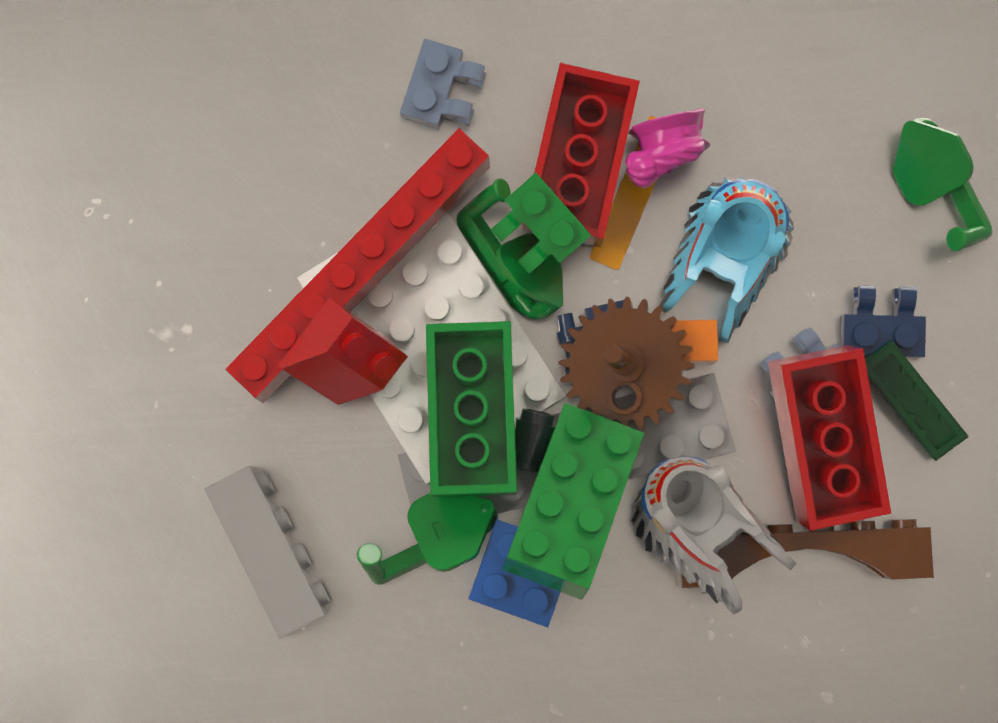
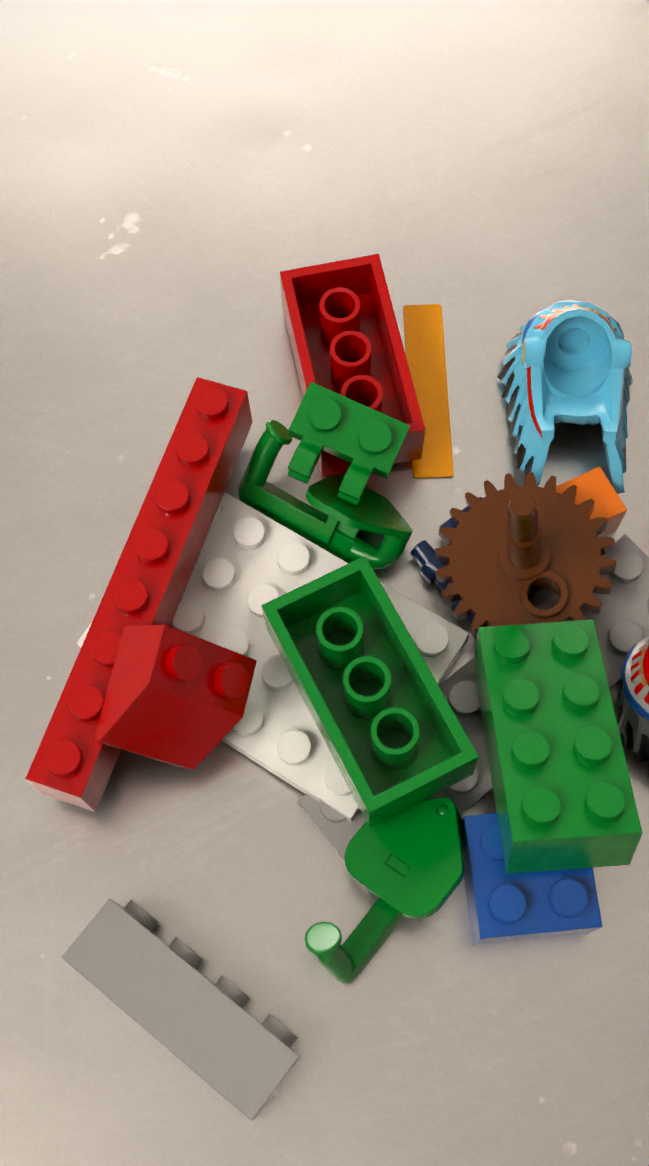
camera: 20 degrees left, 15 degrees down
(432, 84) = (143, 366): sand blue plate -> none
(532, 438) = (462, 691): black cone -> none
(665, 145) = (437, 308): dark pink piece -> none

